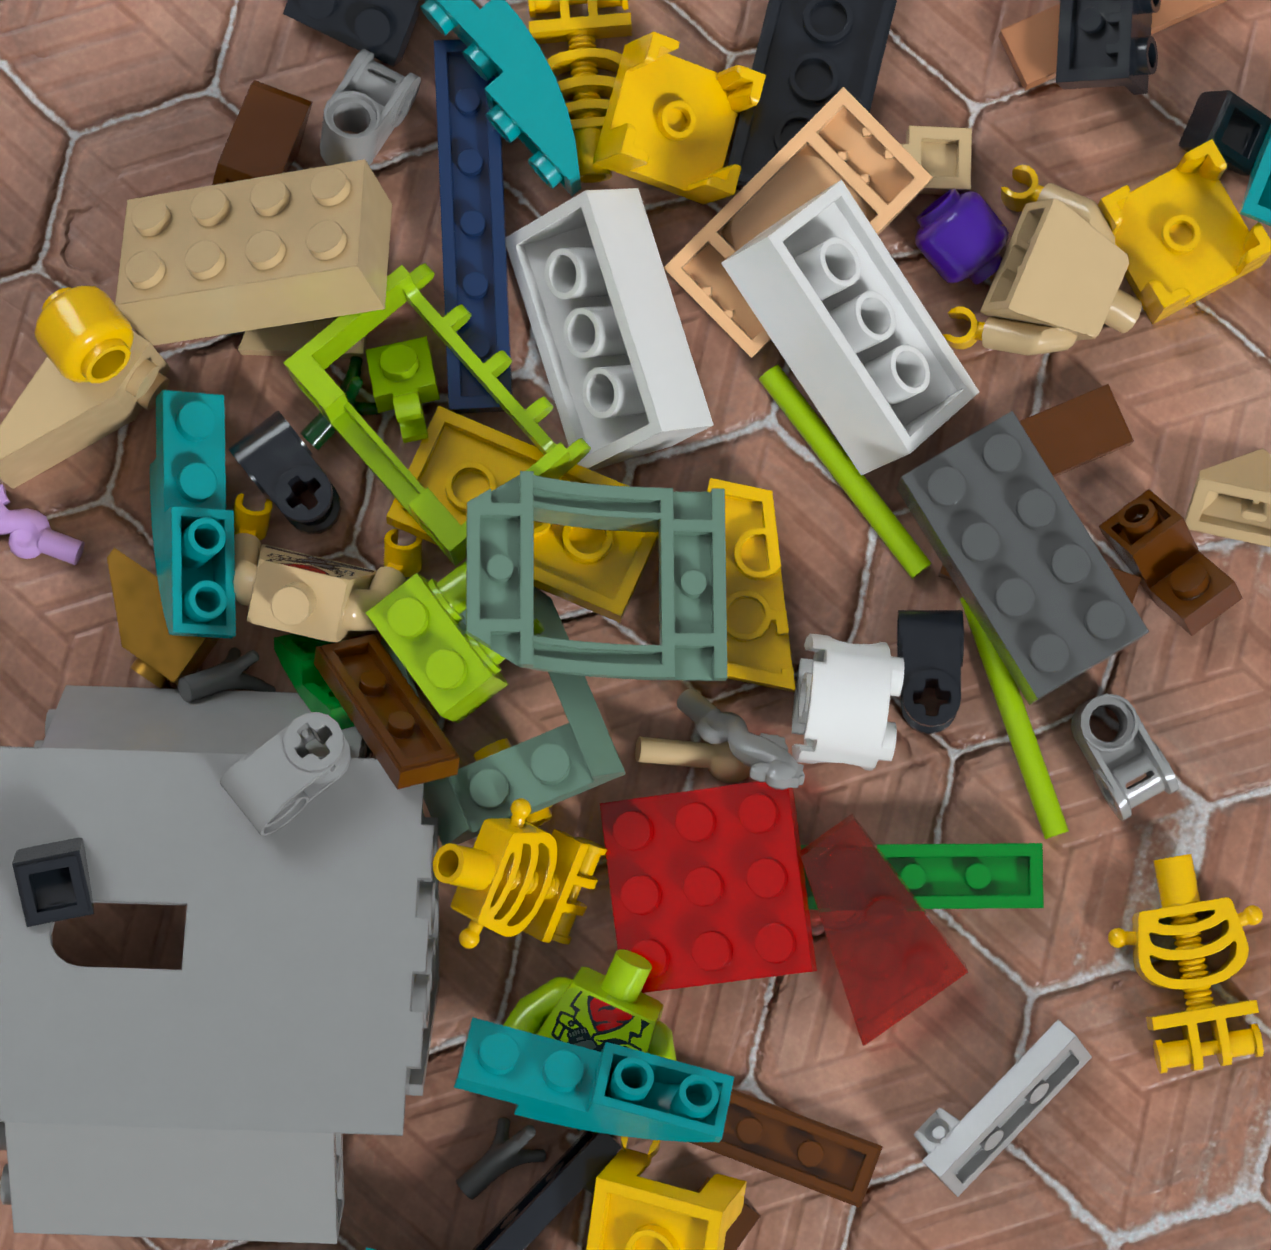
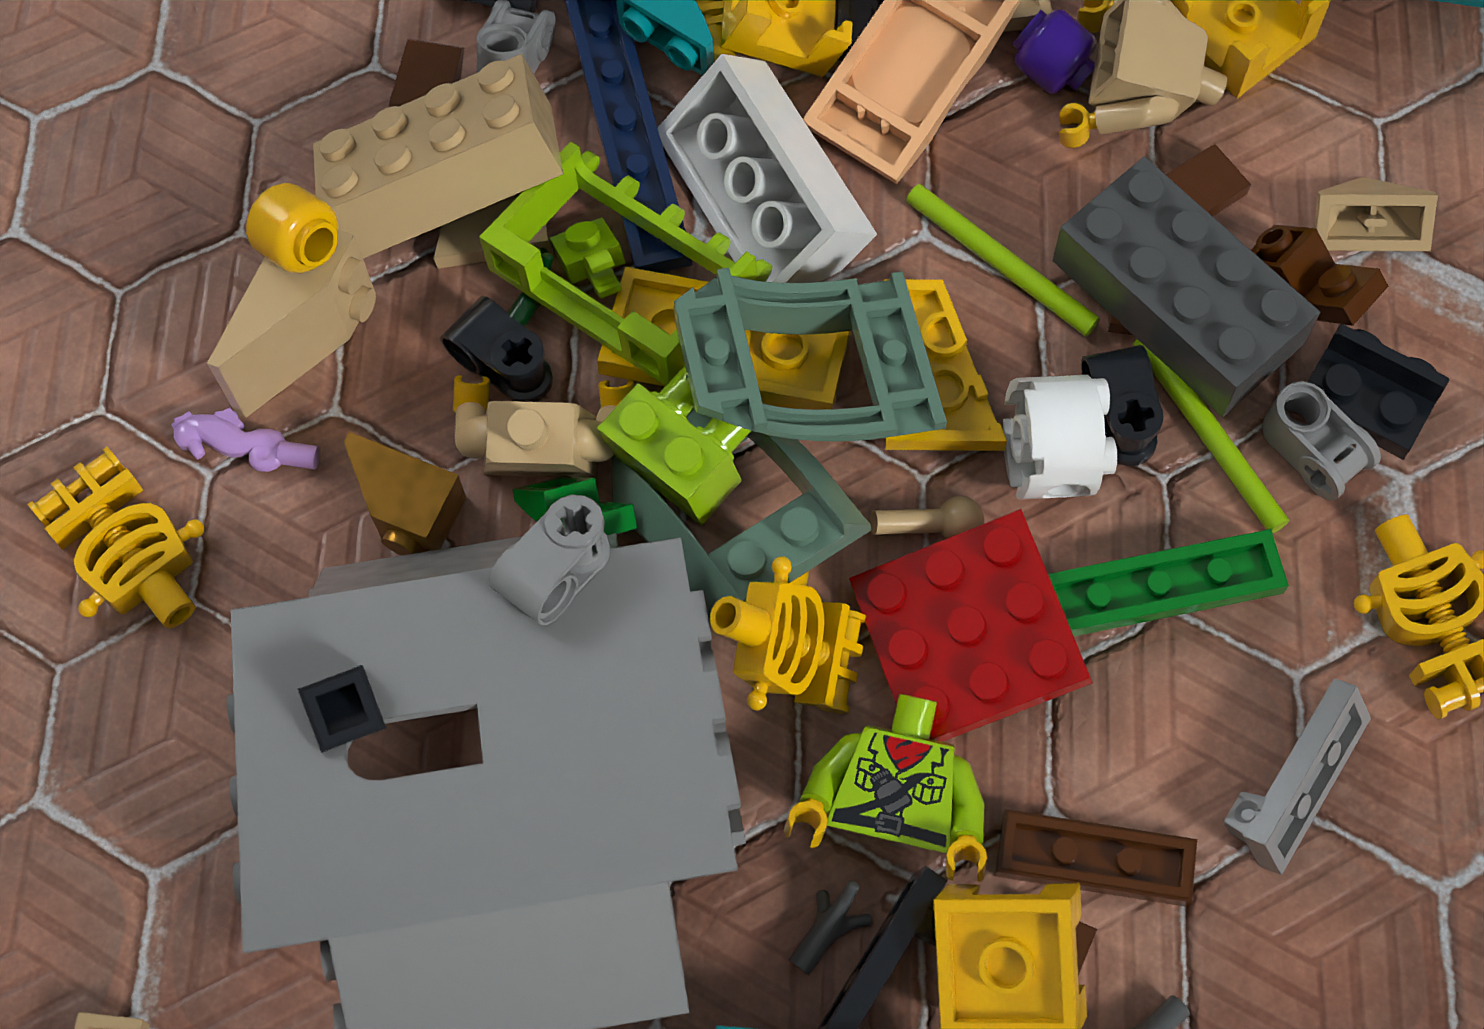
camera: 15 degrees left, 15 degrees down
(190, 516) = (414, 394): teal slope -> none
(224, 676) = (469, 531): dark grey bar -> none
(386, 711) = (638, 508): reddish brown tile -> none
(594, 1090) = (926, 818): teal slope -> none
(764, 753) = (994, 495): light grey animal -> none
(851, 329) = (978, 129): white slope -> none
(877, 930) = (1144, 638): clear red wing -> none
(1195, 708) = (1379, 387): none -> black bracket

